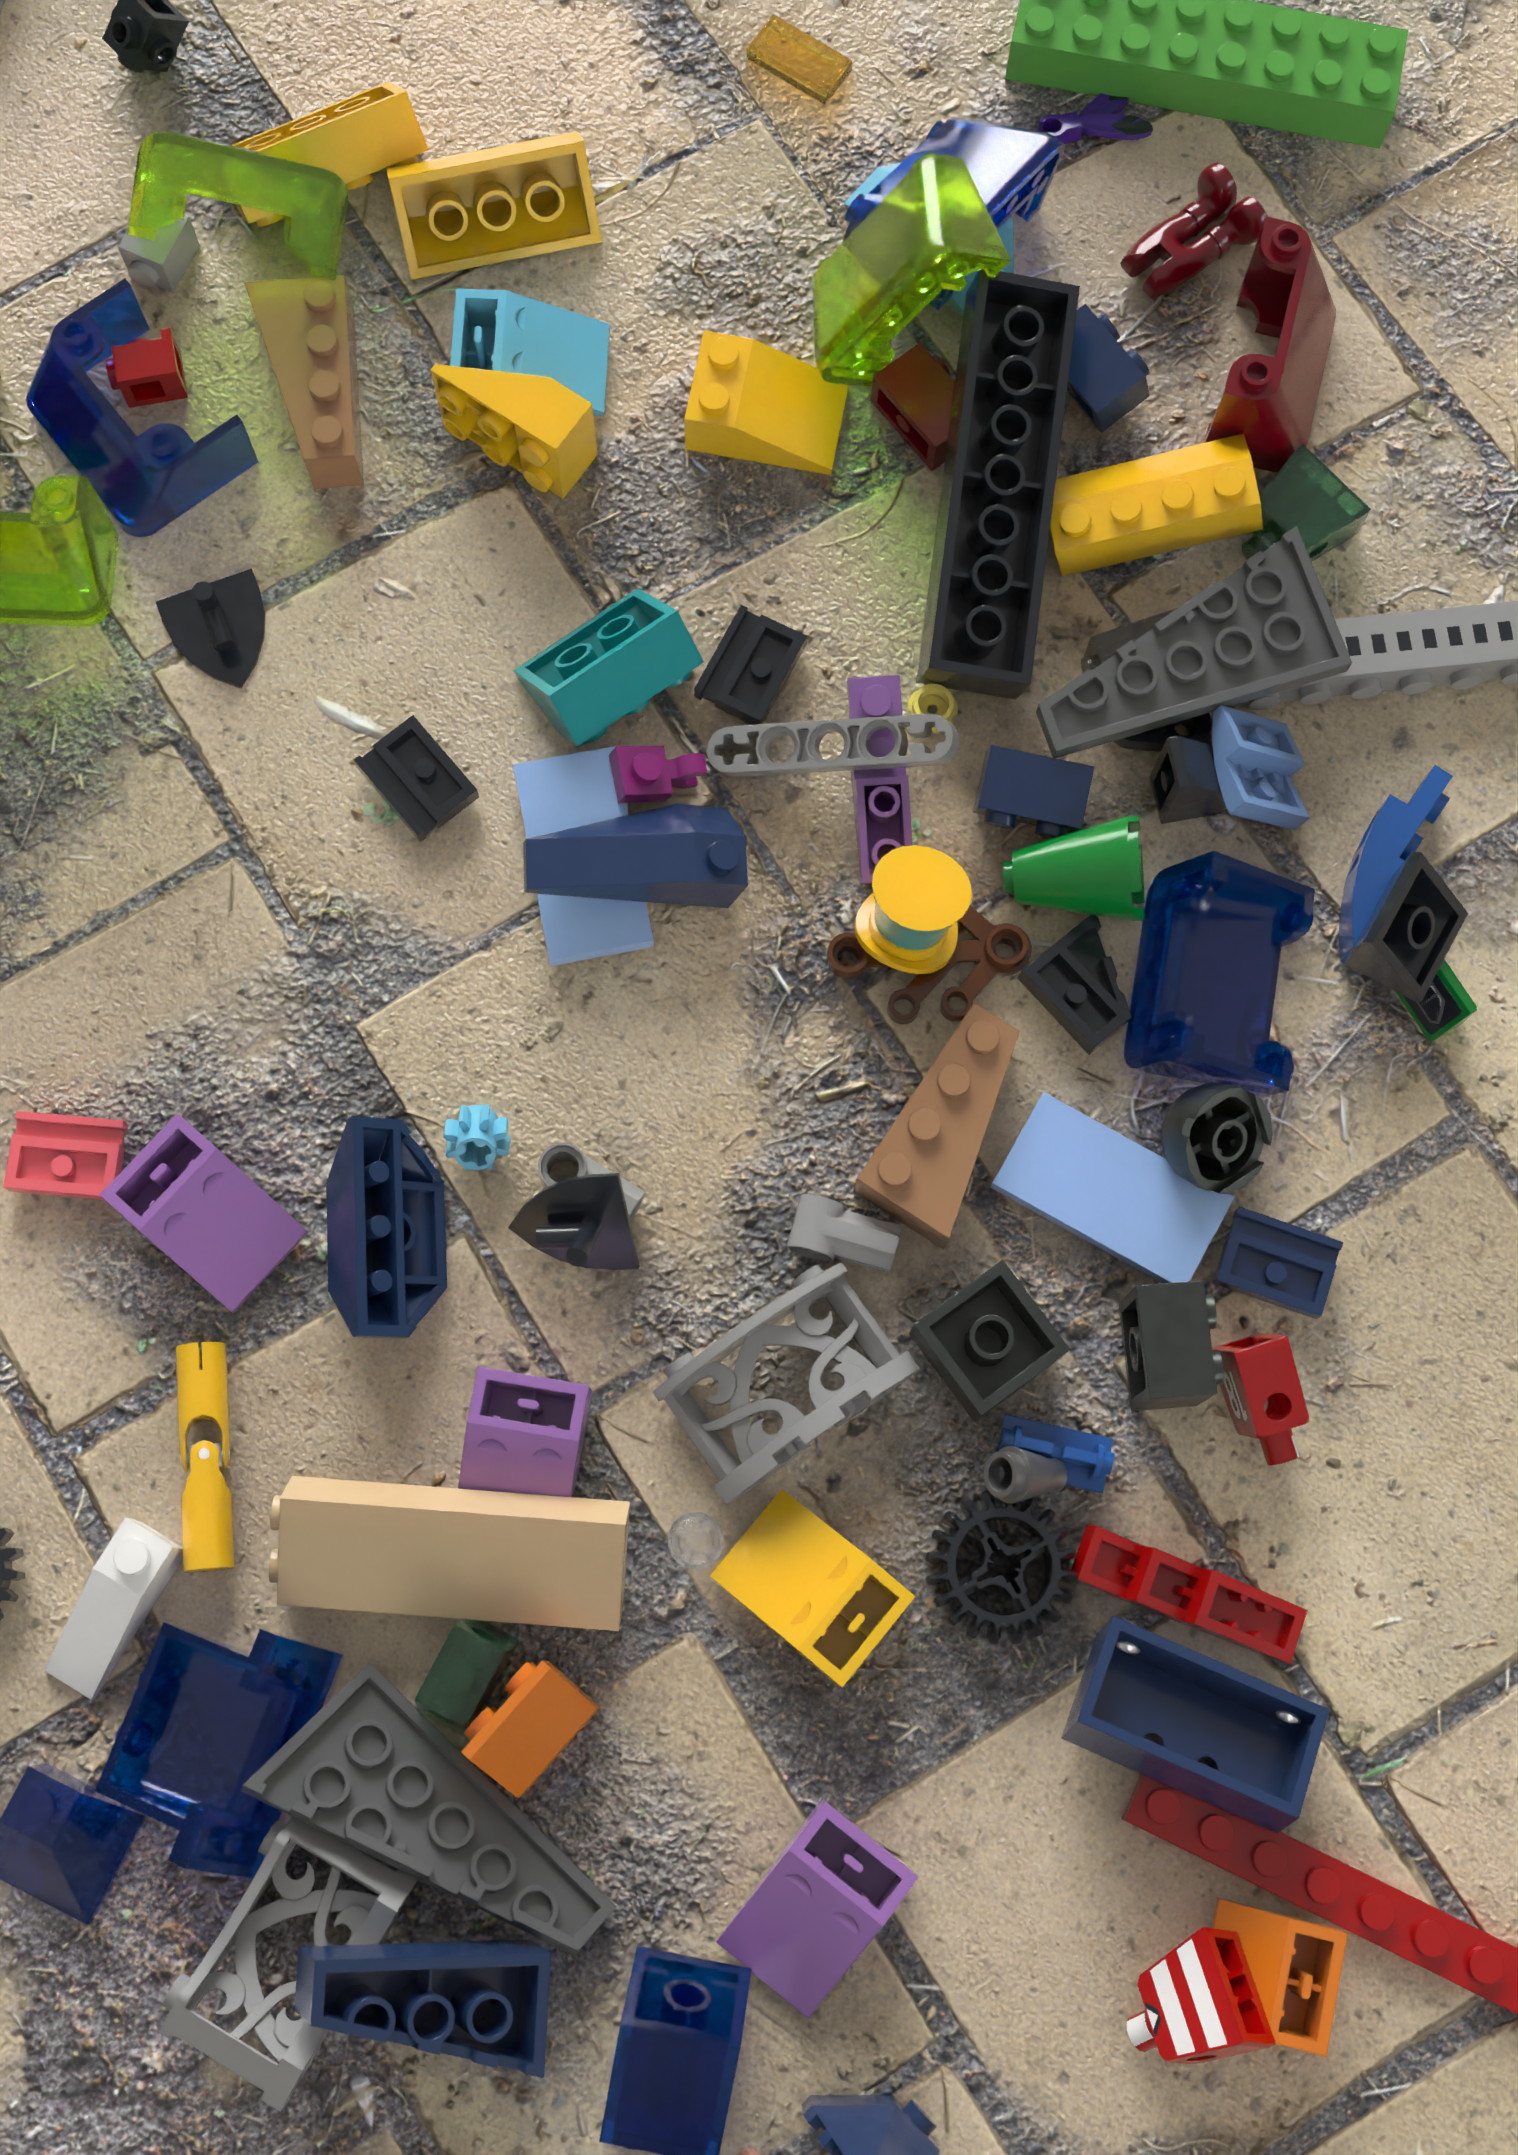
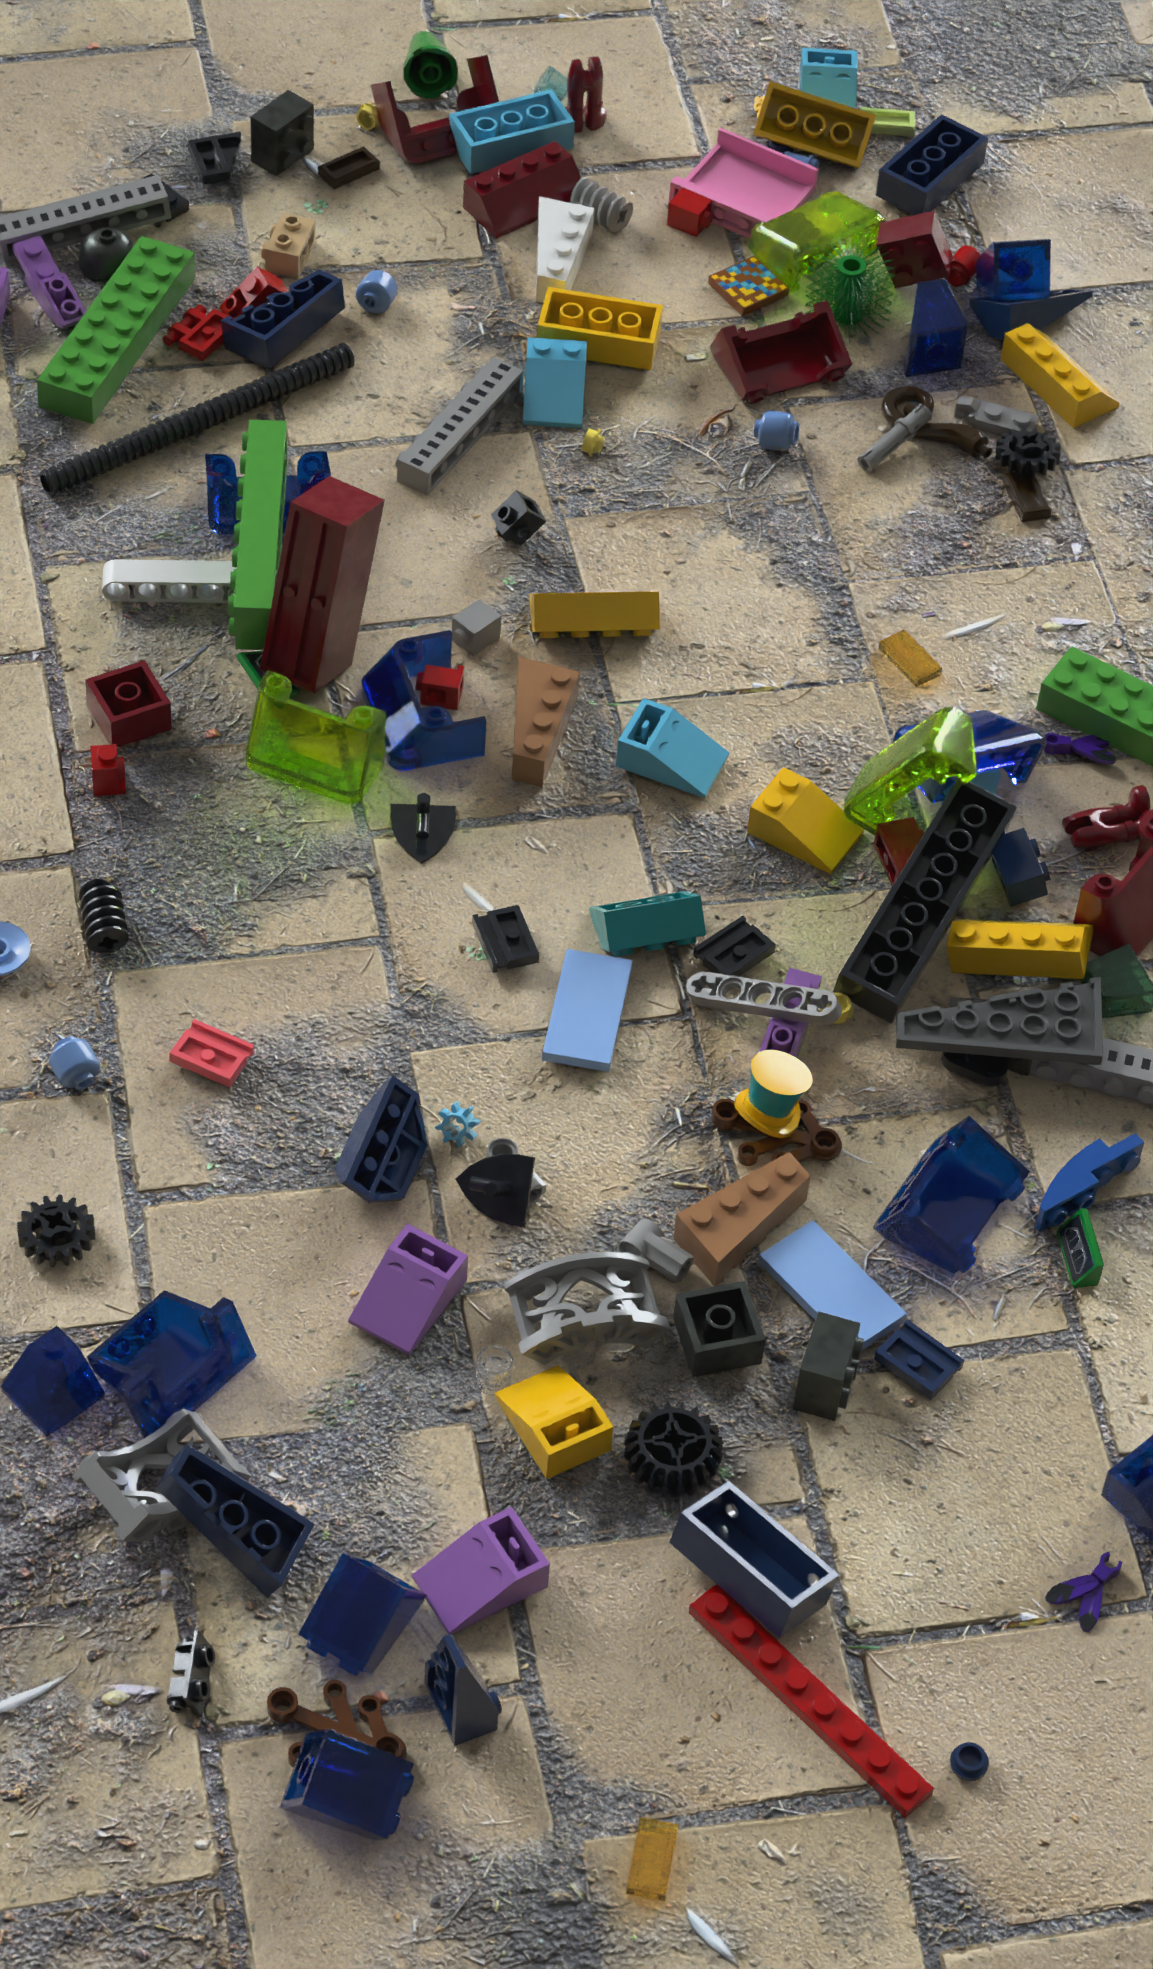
camera: 20 degrees right, 25 degrees down
(113, 1605) = (138, 1277): white slope -> none
(181, 164) = (539, 597): clear neon green windscreen -> none
(204, 1213) = (279, 1103): medium lavender slope -> none
(206, 1498) = (215, 1243): yellow piece -> none
(407, 1796) = (267, 1430): dark grey wing -> none
(450, 1553) = (348, 1316): tan brick -> none
(465, 1673) = (324, 1382): clear green torso -> none
(495, 205) = (686, 671): yellow slope -> none
(520, 422) = (651, 778): yellow slope -> none
(529, 1728) = (353, 1417): orange slope -> none
(647, 776) = (646, 981): magenta plate -> none
(649, 856) = (625, 1020): dark blue wedge -> none
(1020, 1474) = (706, 1396): flat silver cone -> none
(1032, 791) = (877, 1065): dark blue brick -> none
(1079, 986) = (861, 1177): black wing -> none
(1083, 871) = (891, 1116): green cone -> none
(1083, 1454) = (732, 1407): blue hinge -> none
(1185, 781) = (979, 1092): black slope -> none
(1189, 1593) = (792, 1510): red slope -> none
(1201, 2002) = (690, 1697): red torso -> none
(1216, 1136) = (909, 1272): pearl dark grey cylinder -> none
(1256, 766) = (1023, 1100): medium blue slope -> none
(1260, 1370) = (876, 1411): red torso -> none
(1293, 1969) = (744, 1710): orange slope -> none
(1409, 930) = (1074, 1200): black slope -> none

